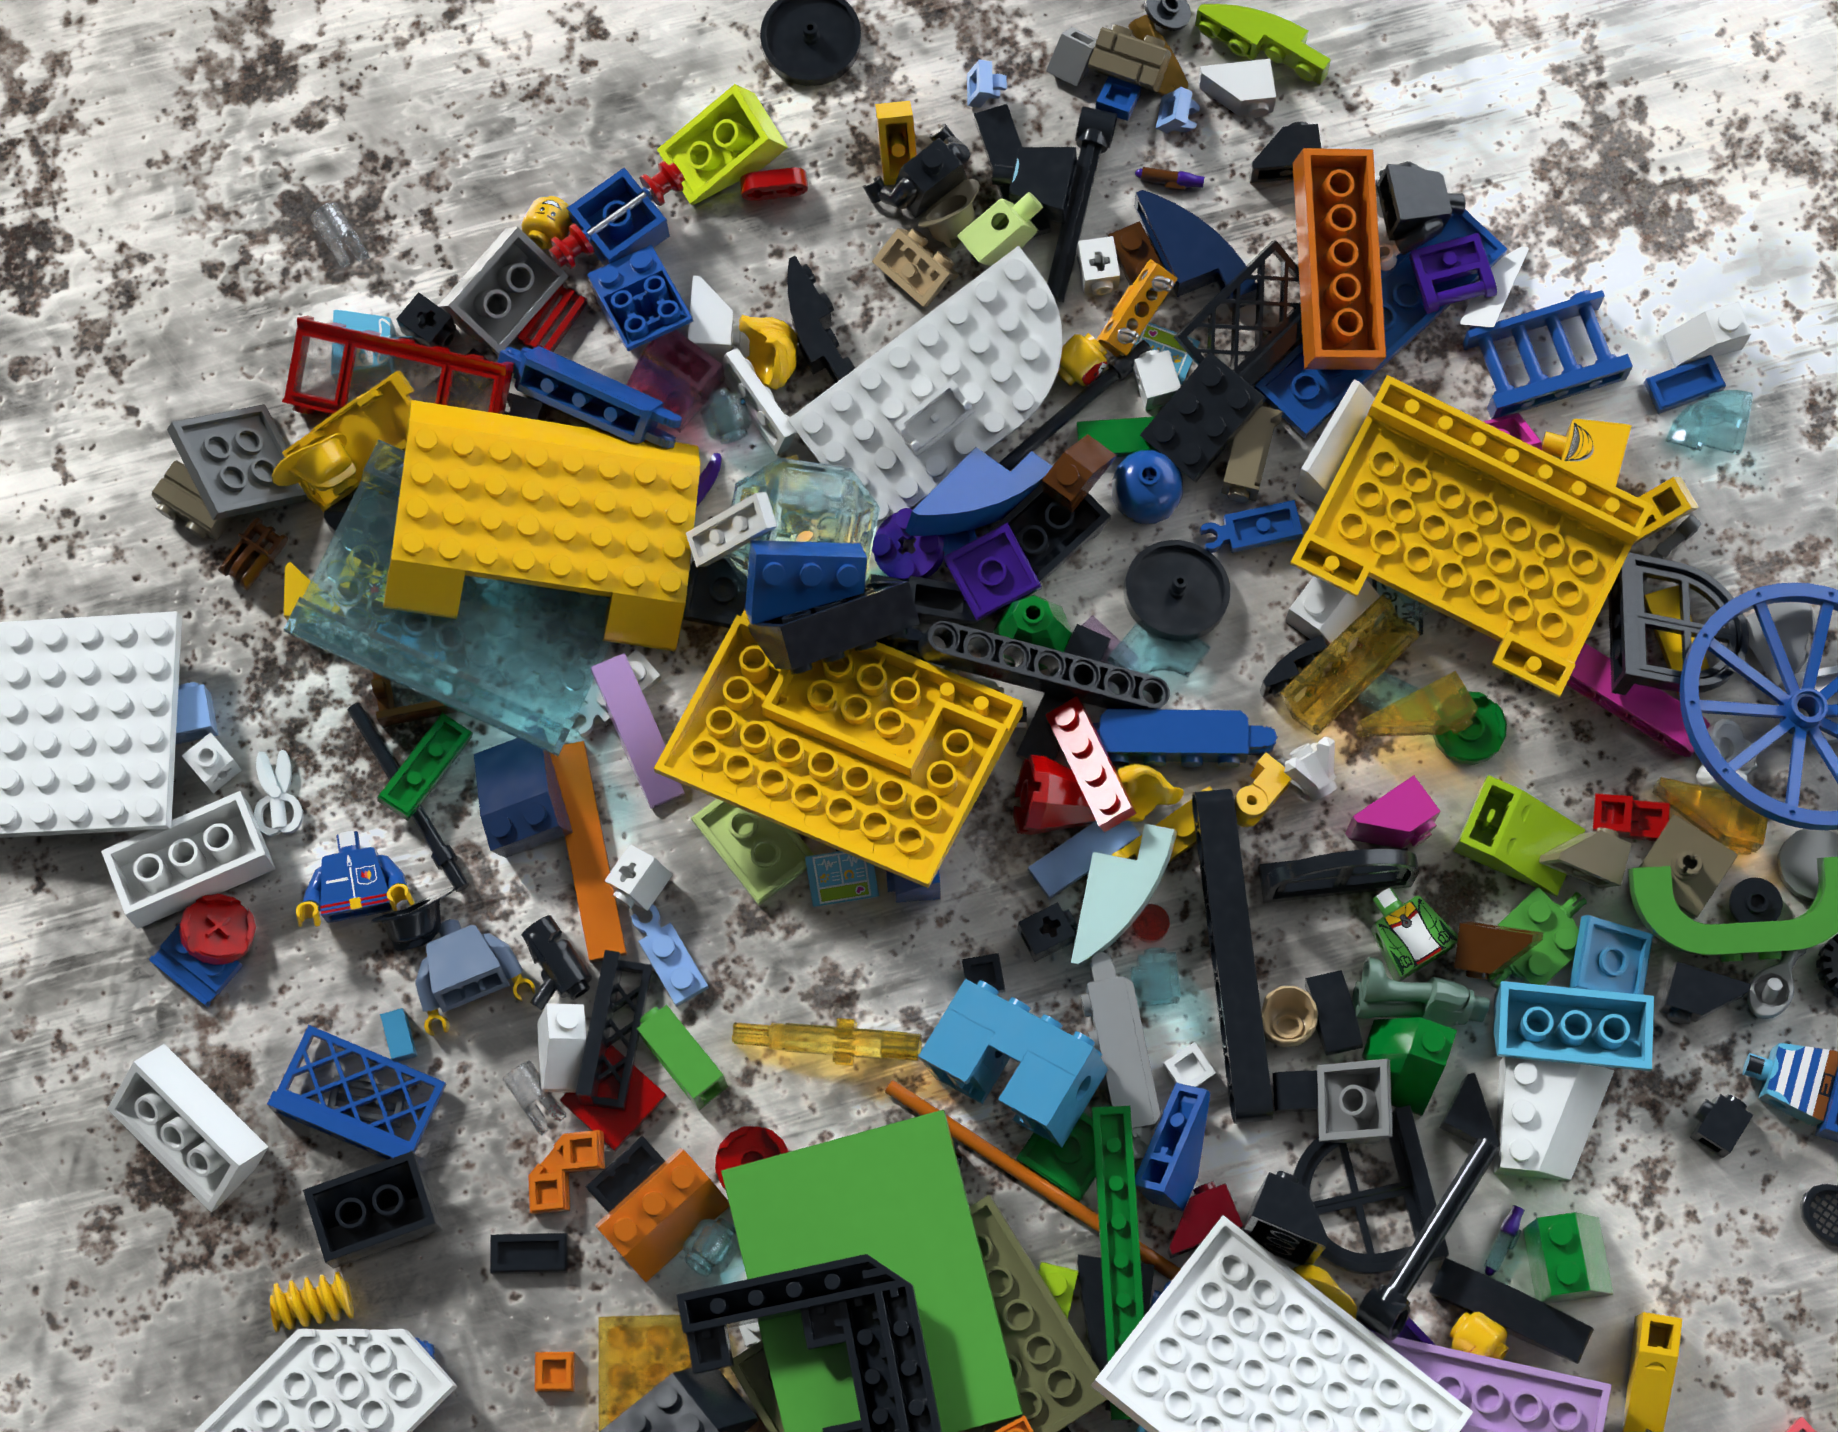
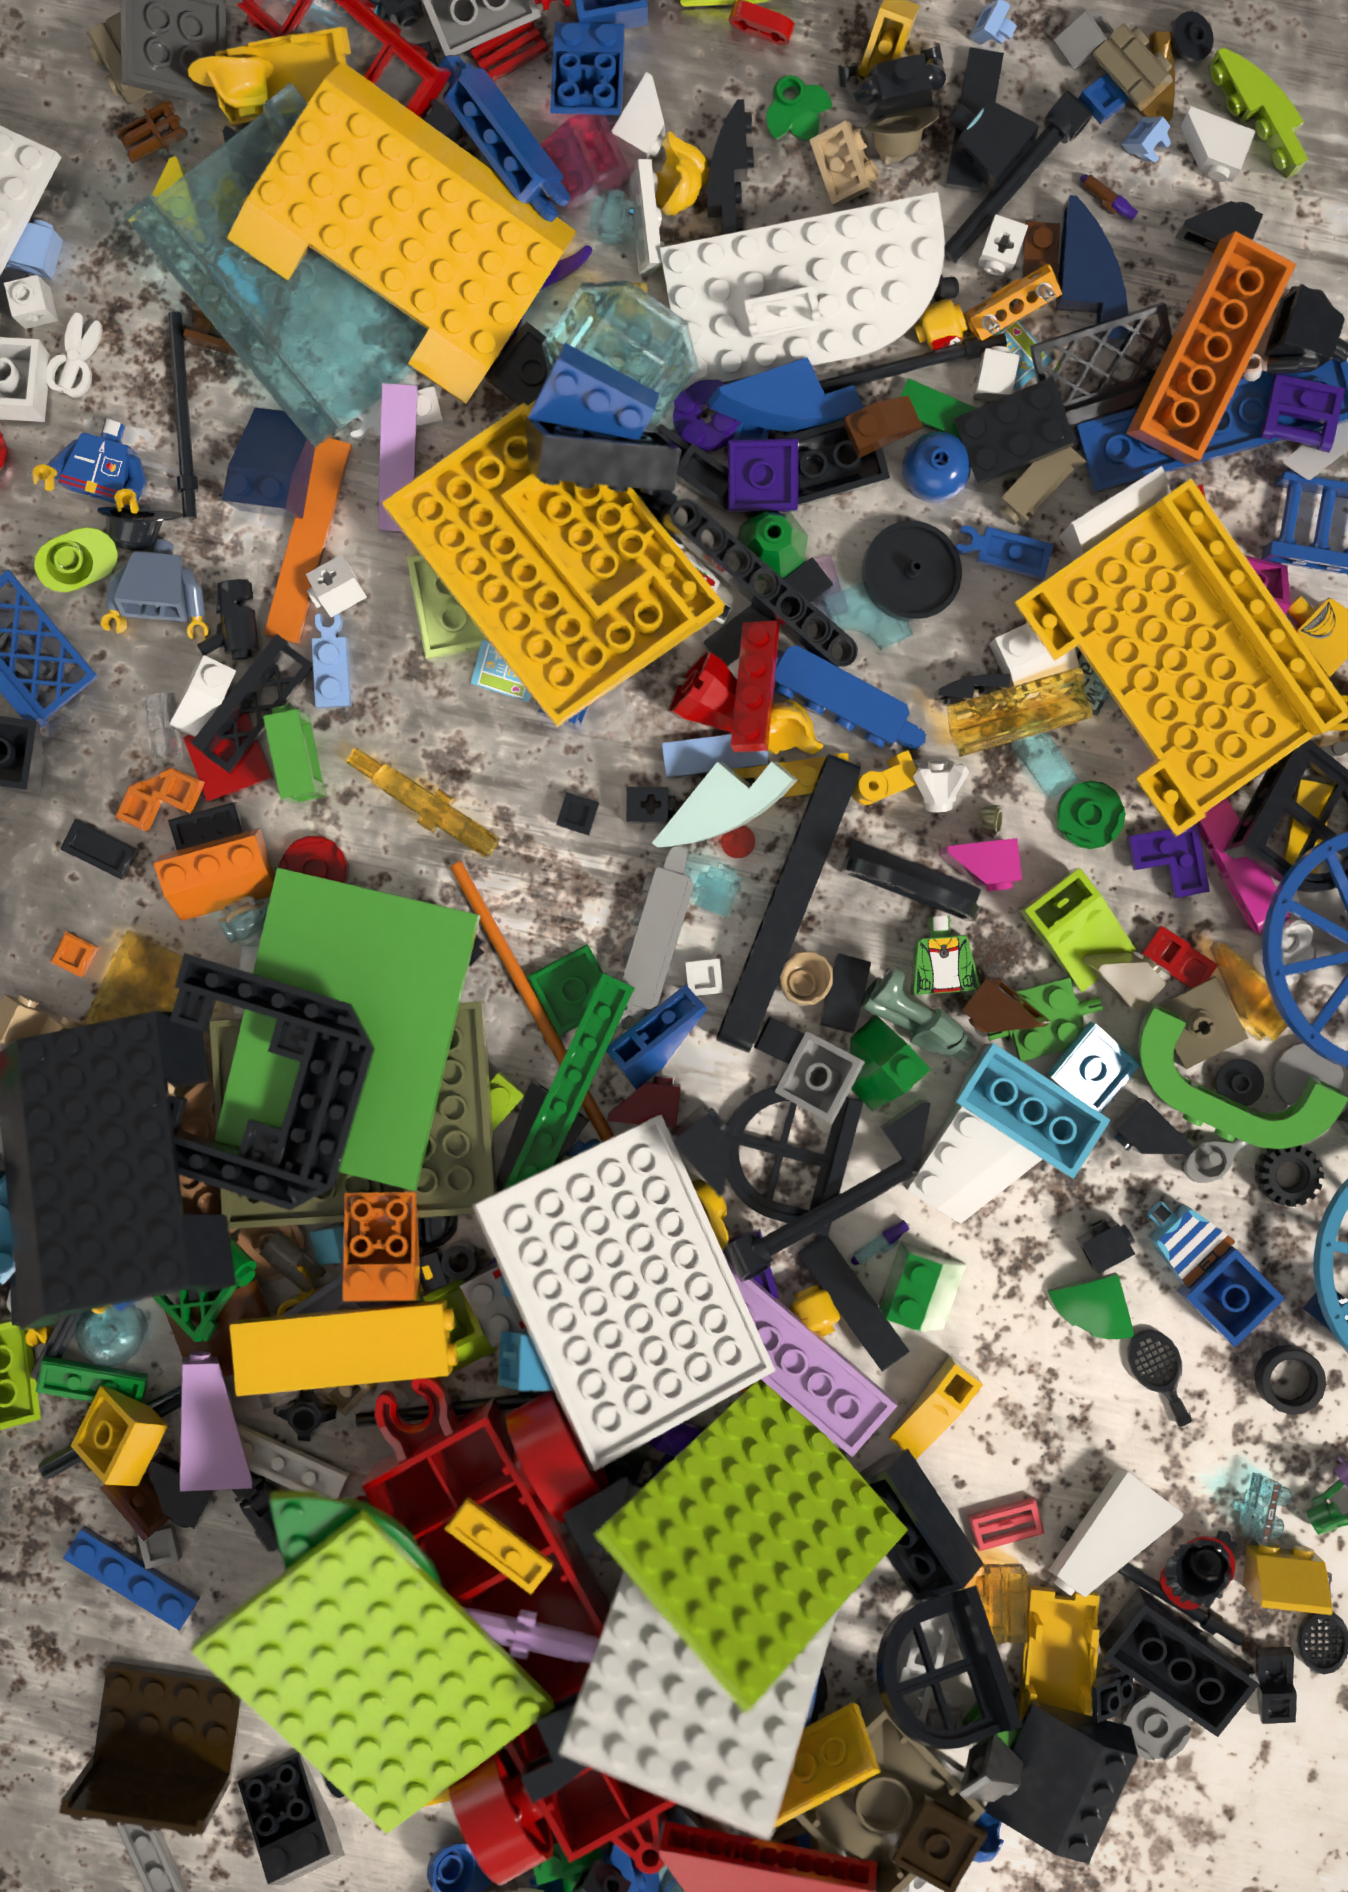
camera: 25 degrees right, 15 degrees up
(373, 979) = (75, 559): none -> lime piece
(398, 1035) = (79, 615): dark azure piece -> none
(425, 766) = (207, 398): green tile -> none
(731, 529) = (555, 323): white plate -> none
(850, 243) = (797, 114): none -> green plate
(1001, 229) = (933, 168): yellowish green torso -> none
(1054, 1071) = (545, 868): dark azure piece -> none
(1070, 326) = (947, 288): none -> black piece
(1380, 778) = (991, 820): none -> olive piece
(1427, 711) = (1064, 786): clear yellow slope -> none
(1572, 718) = (1180, 854): none -> dark purple plate
(1747, 1192) = (1095, 1306): none -> green brick

